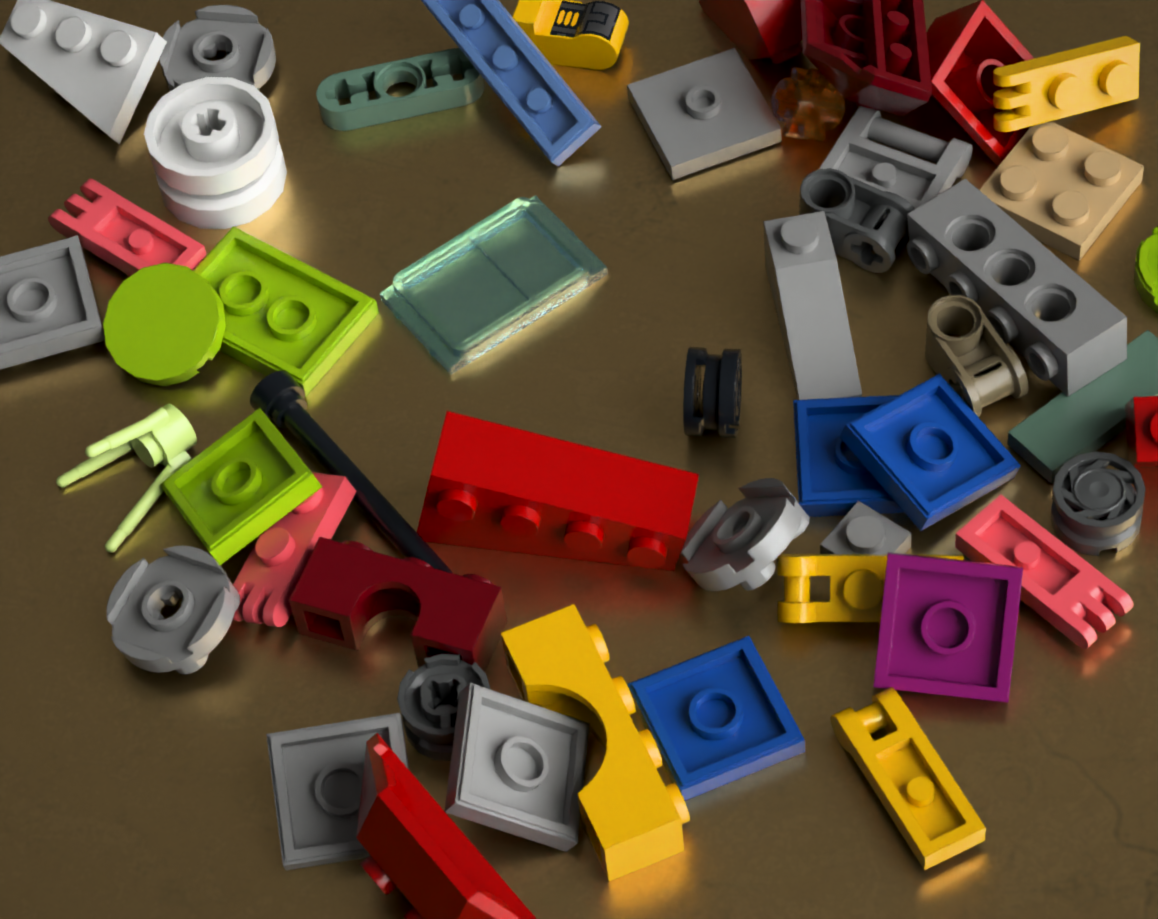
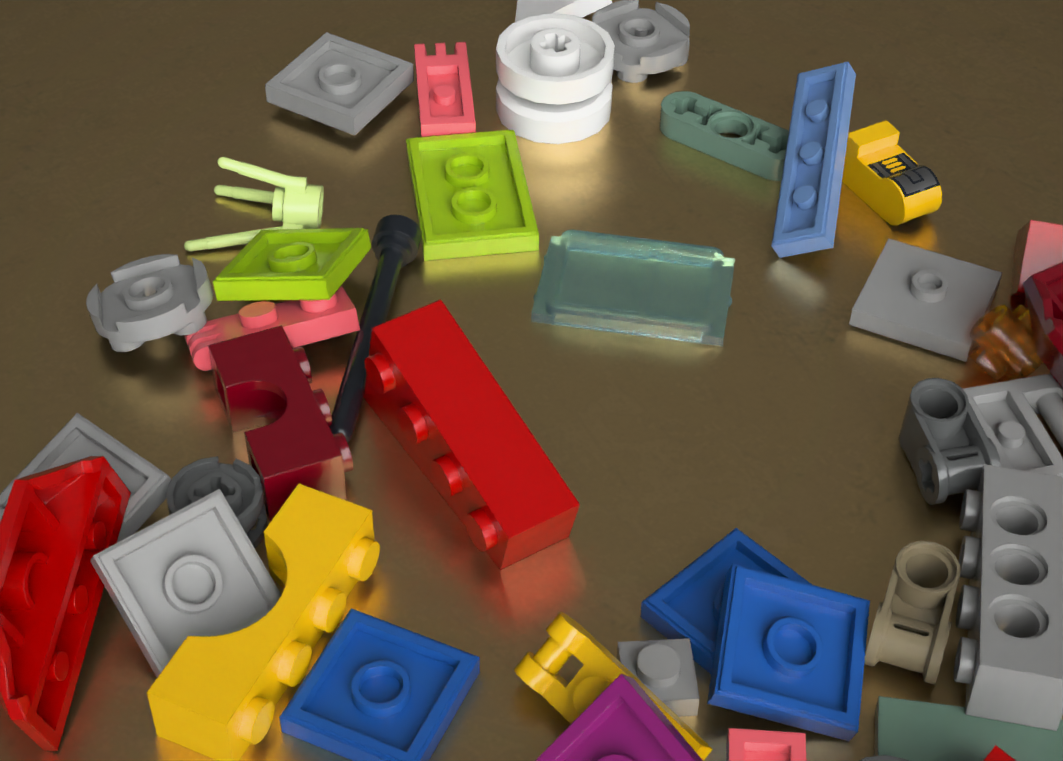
camera: 40 degrees right, 10 degrees down
(164, 324) = (389, 145): lime tile -> none
(720, 392) = (674, 465): black wheel -> none
(744, 540) = (558, 577): light grey plate -> none
(811, 306) = (832, 474): light grey slope -> none

